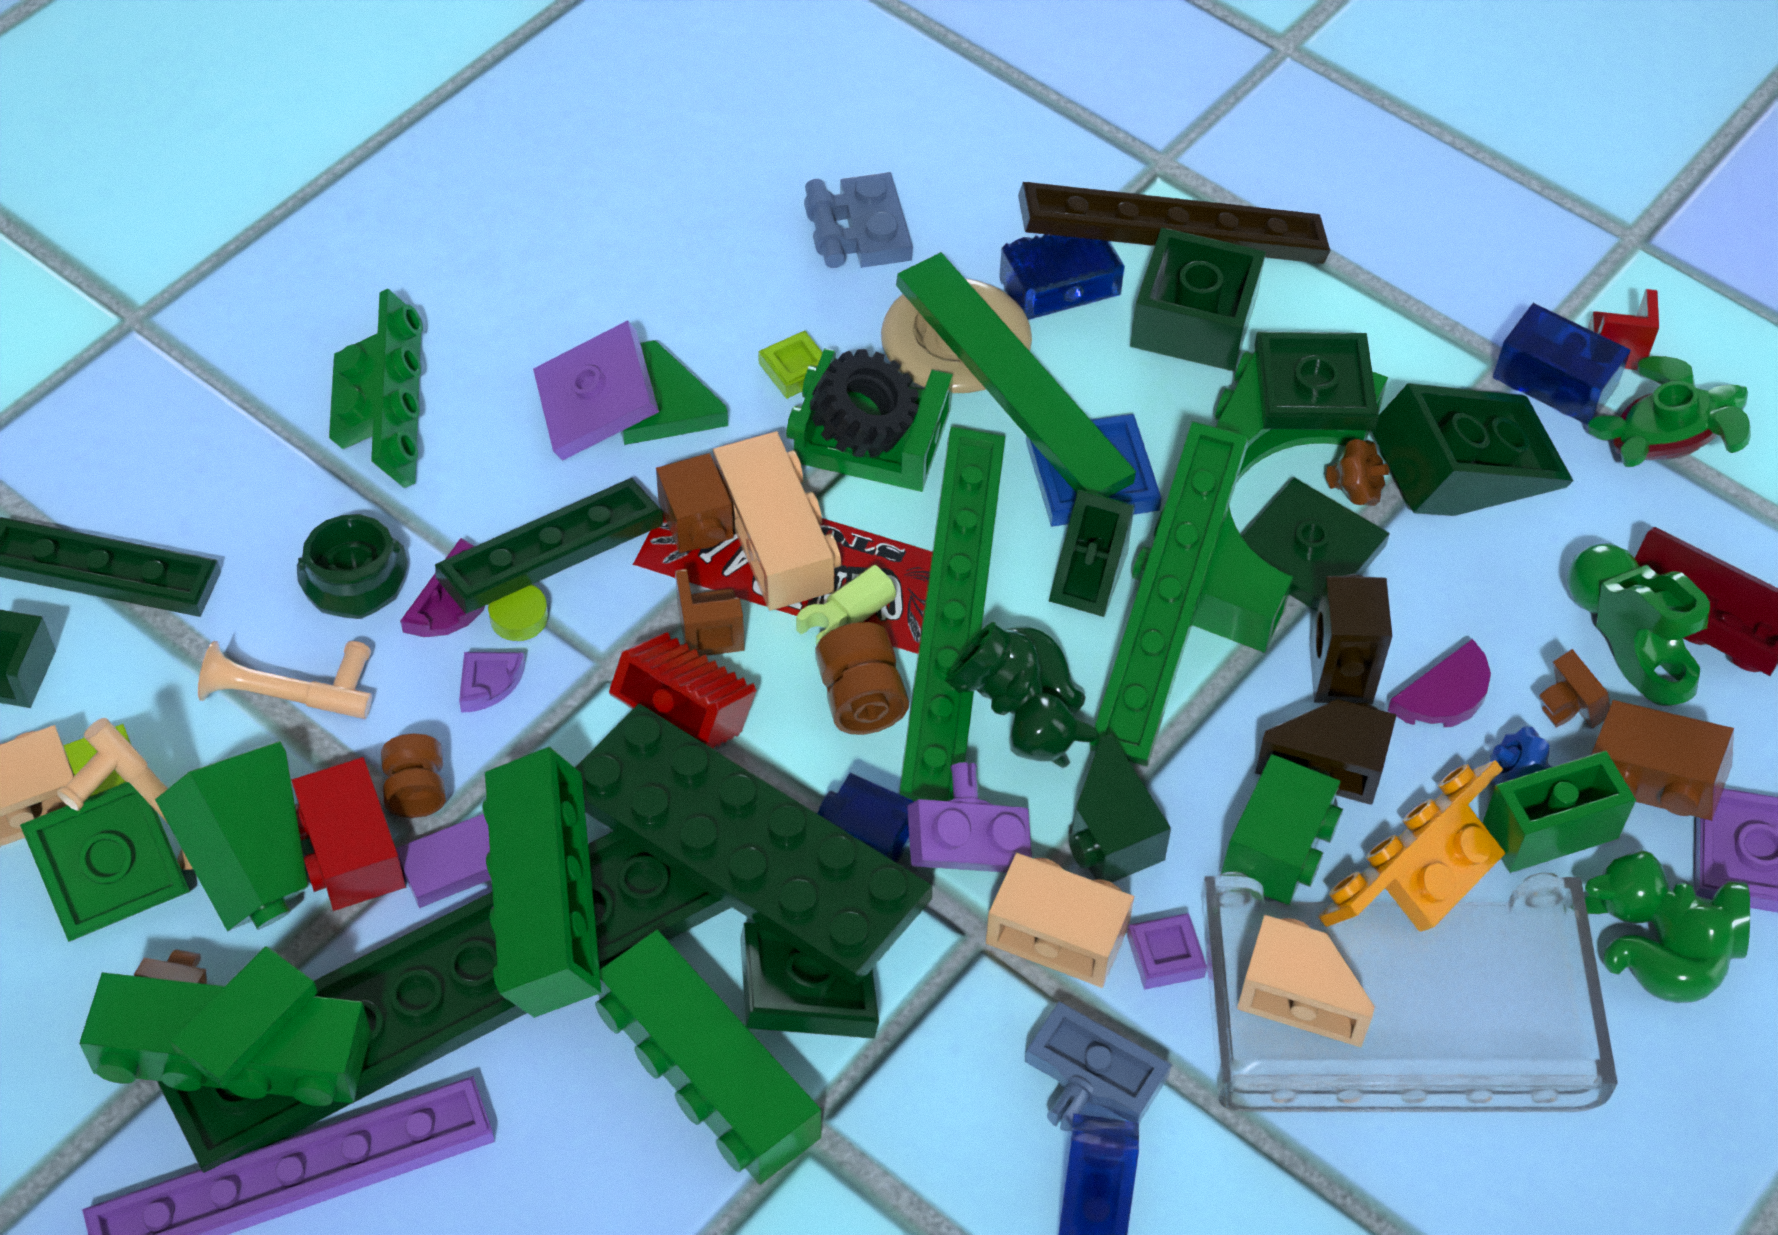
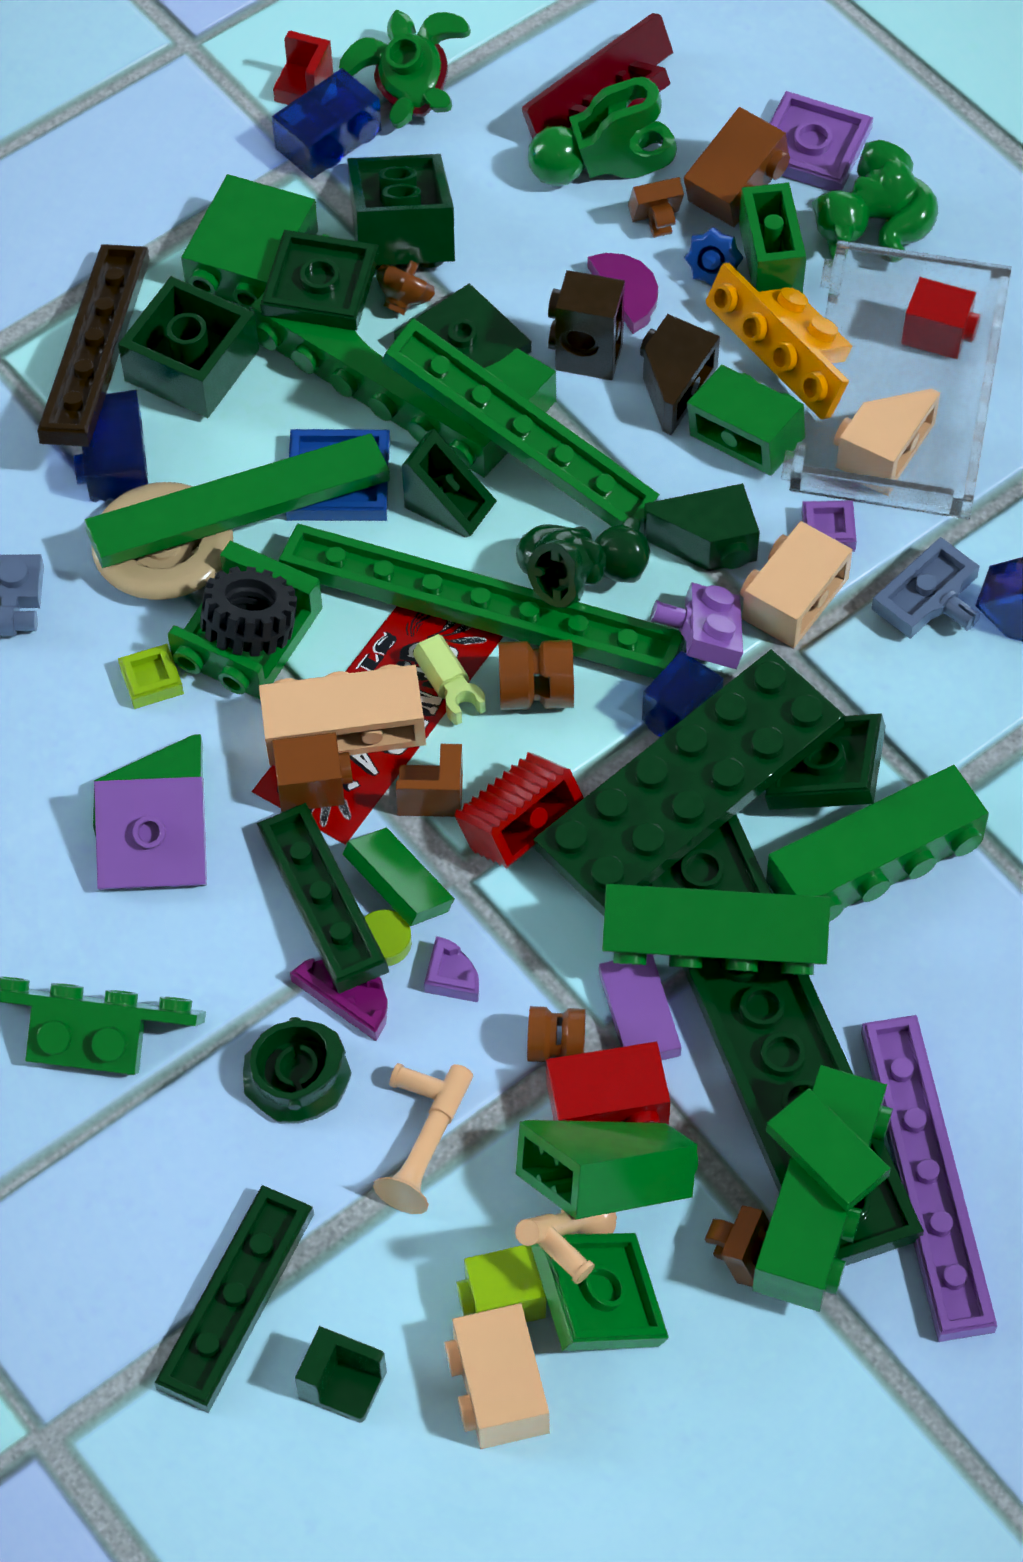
camera: 75 degrees left, 5 degrees up
(587, 606) = (398, 876): none -> green tile
(1389, 308) = (241, 237): none -> green panel
(1510, 1012) = (940, 318): none -> red brick

